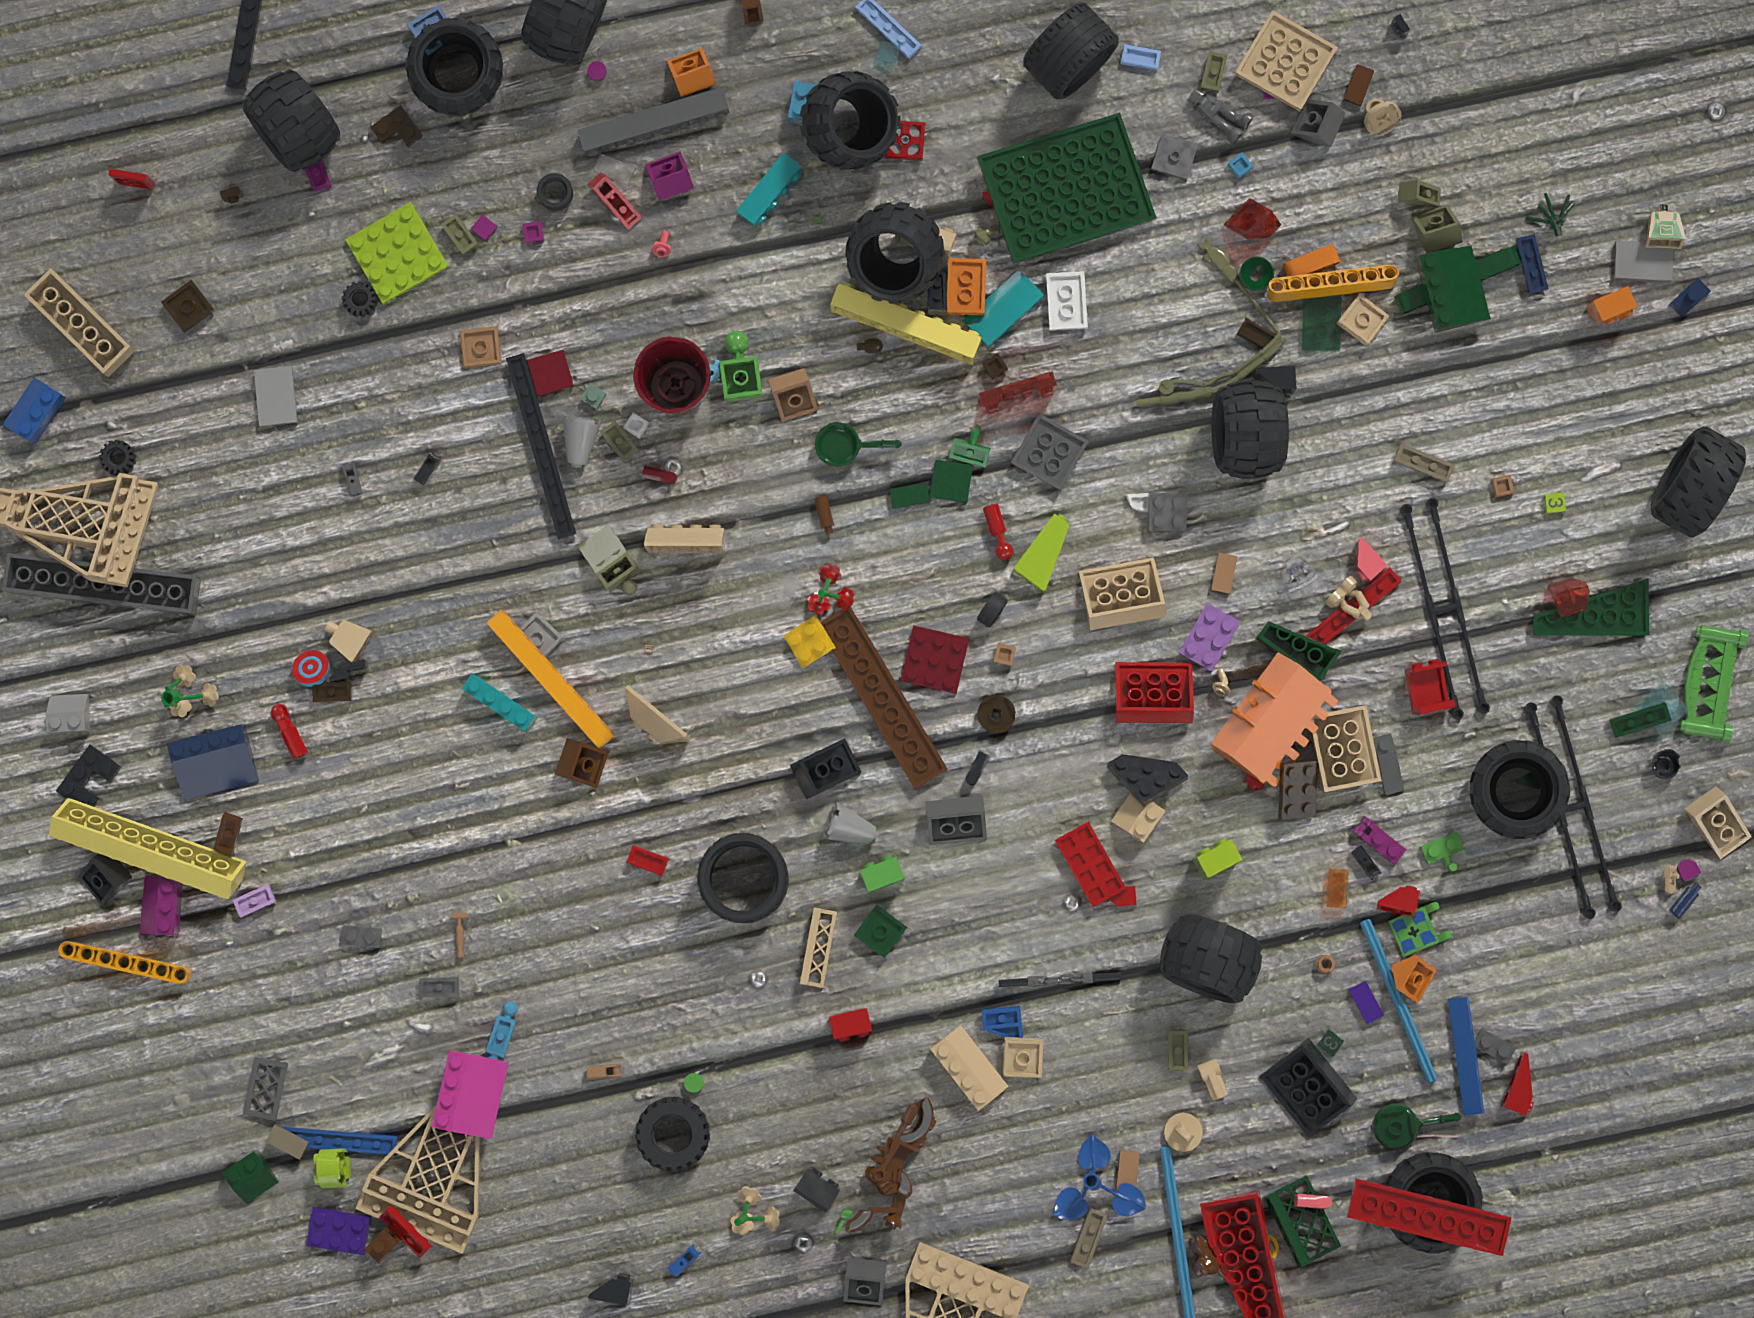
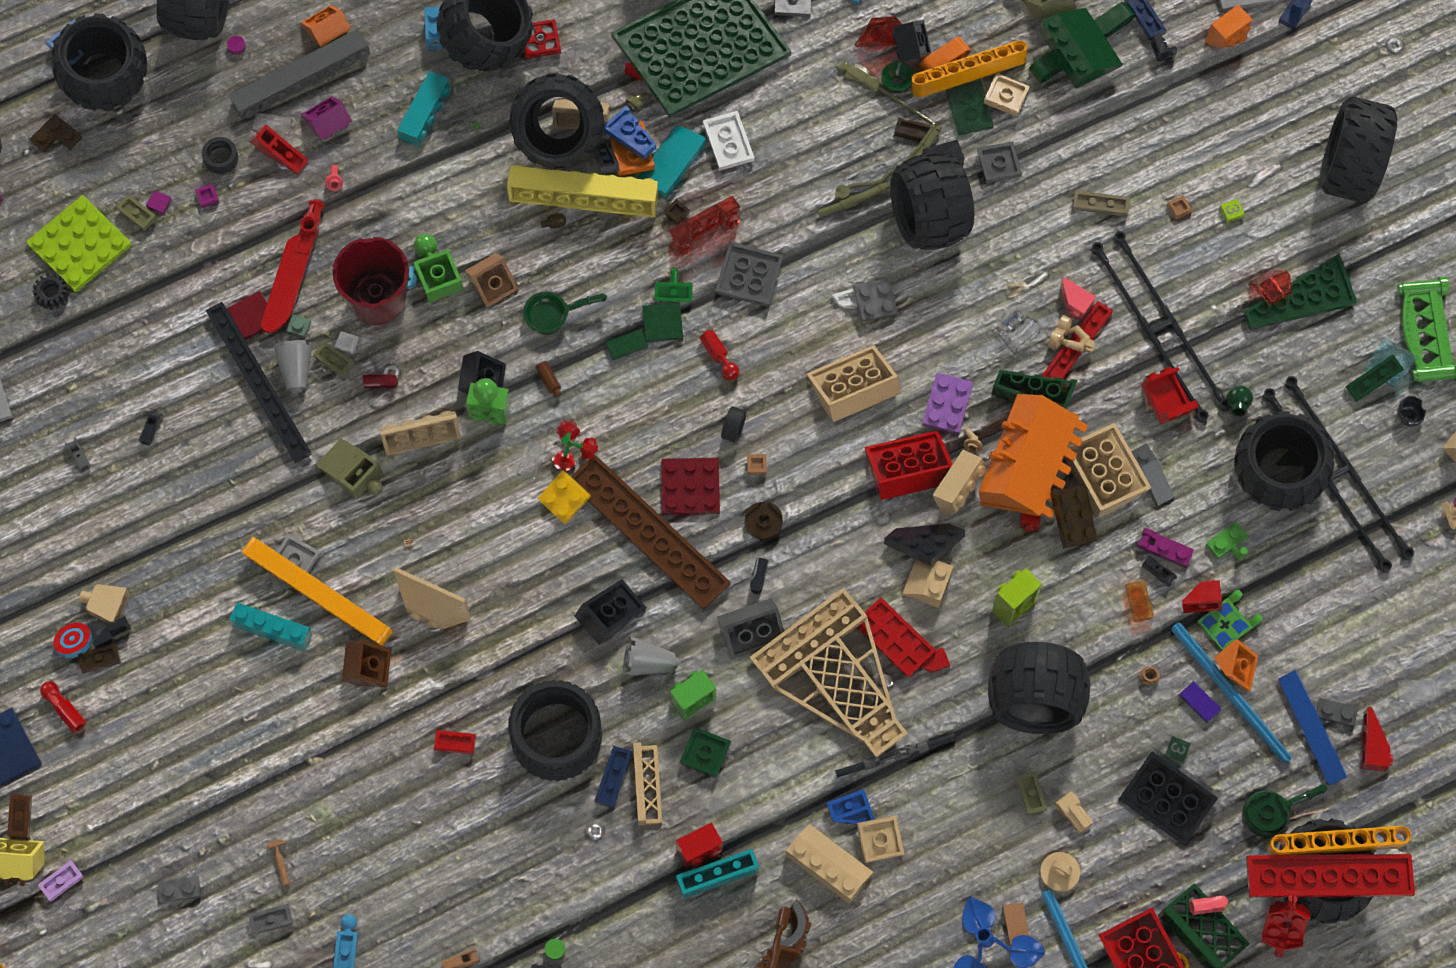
camera: 25 degrees left, 15 degrees down
(480, 347) = (179, 308): medium nougat tile -> none
(598, 337) = (292, 270): none -> red piece
(758, 528) = (488, 402): none -> bright green brick
(759, 495) = (480, 366): none -> black slope
(788, 932) = (613, 776): none -> dark blue plate
(861, 1053) = (717, 873): none -> teal brick
(968, 273) = (628, 132): none -> blue wing
(1009, 846) = (808, 640): none -> tan wing
(1041, 556) = (767, 367): lime slope -> none
(1195, 728) = (959, 482): none -> tan slope
(1224, 573) = (944, 343): medium nougat tile -> none
(1281, 239) = (911, 40): none -> black slope
(1334, 392) = (999, 162): none -> dark grey plate
(1376, 1245) = (1283, 934): none -> red plate
(1457, 1187) = (1346, 836): none -> light orange beam
(1498, 709) = (1239, 400): none -> dark green piece
(1535, 306) = (1160, 49): none -> black bracket

